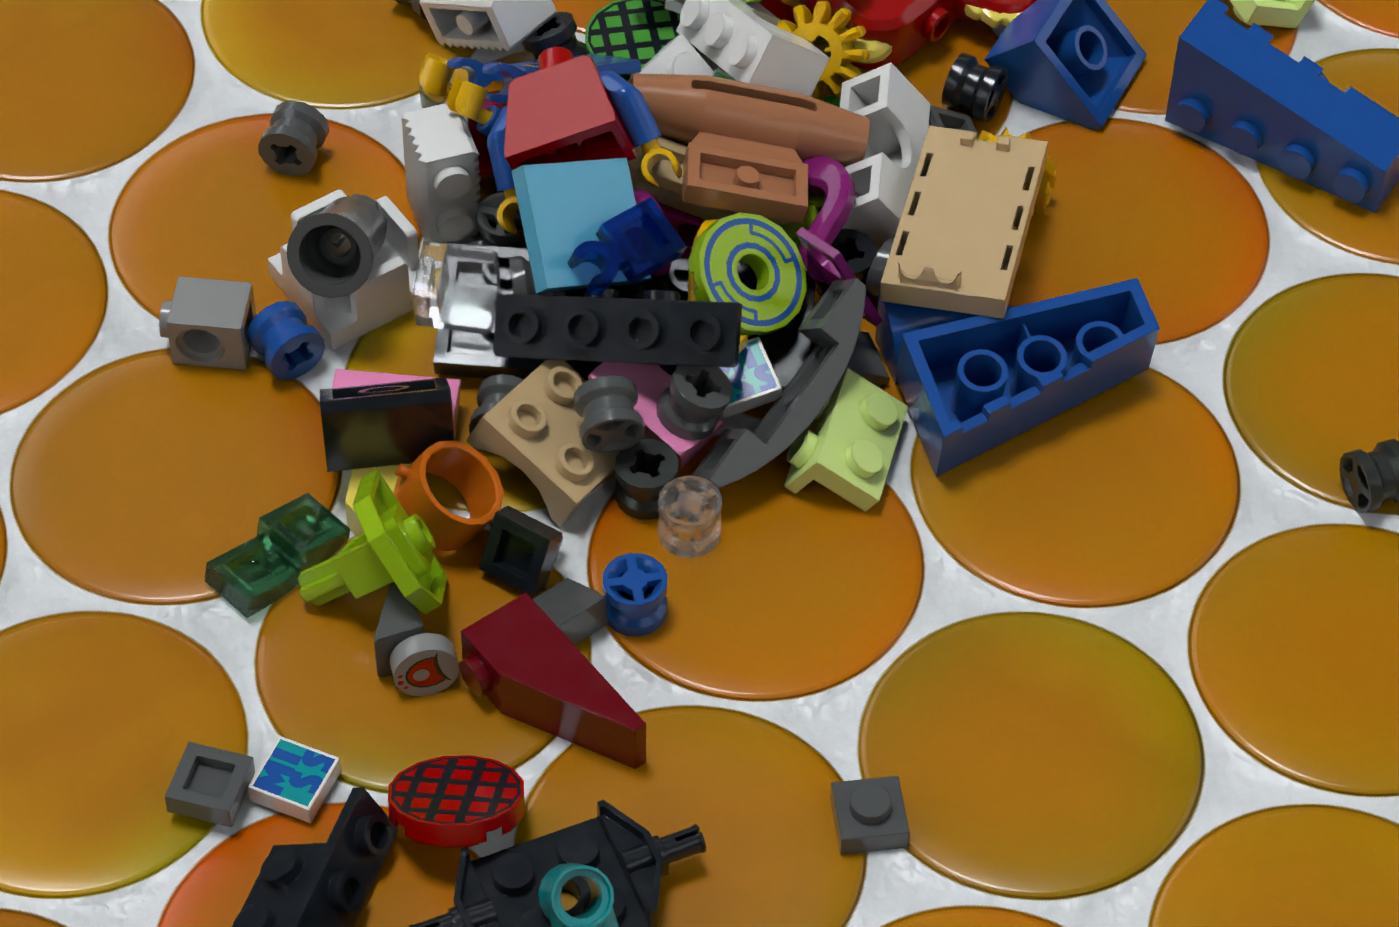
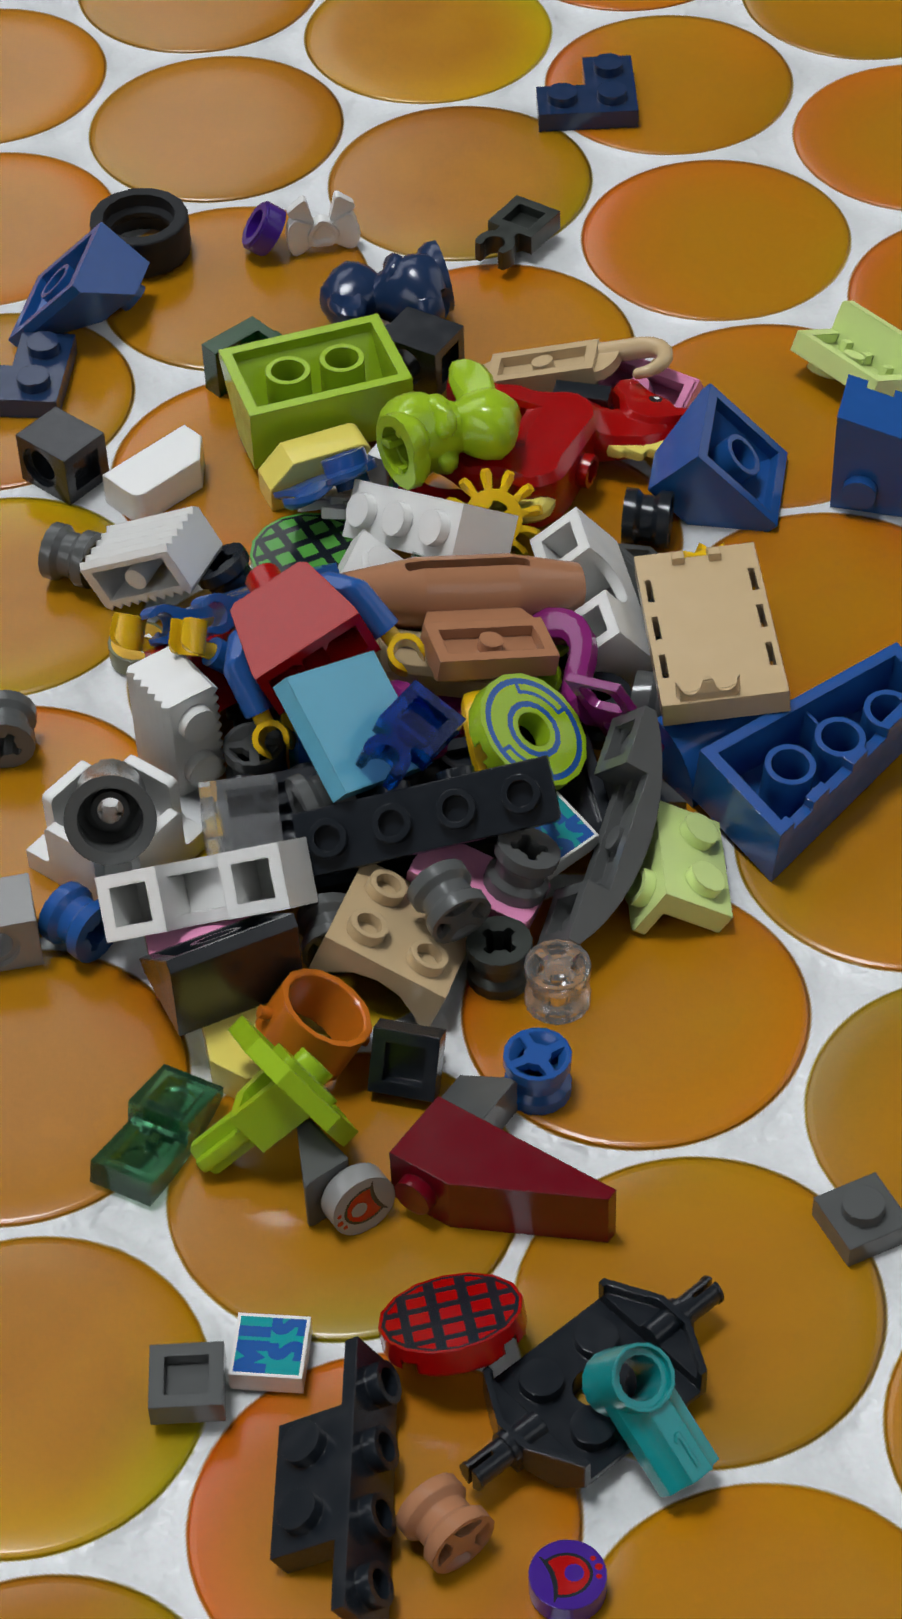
camera: 15 degrees left, 5 degrees down
(400, 343) = (206, 889): none -> white arch

